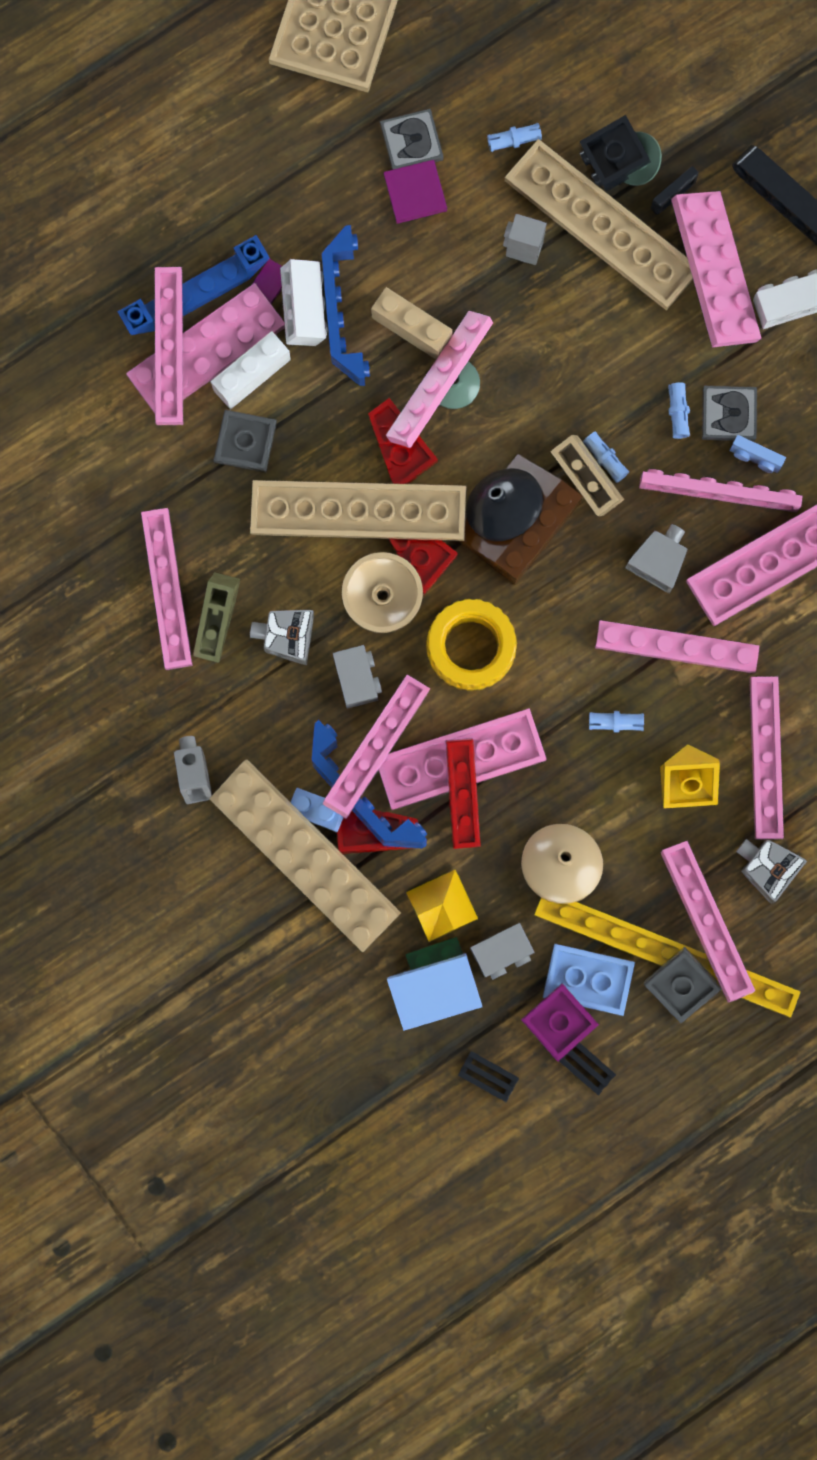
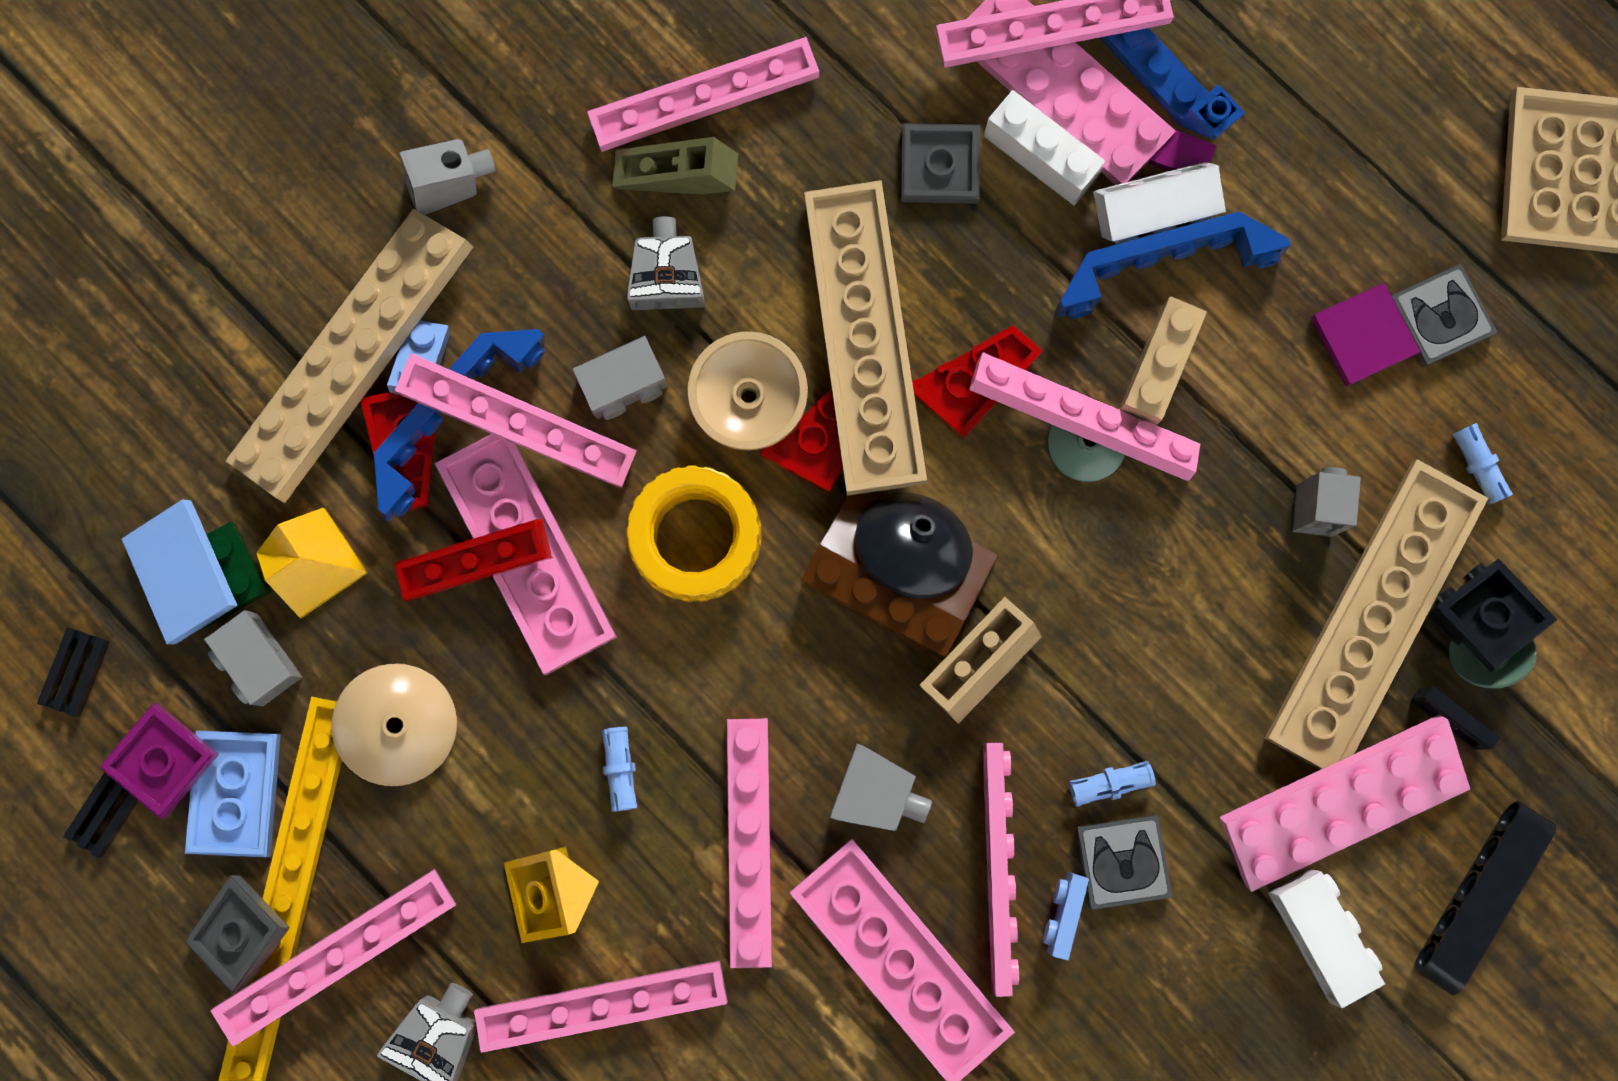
camera: 80 degrees right, 0 degrees up
(606, 457) = (1018, 685): light blue pin -> none

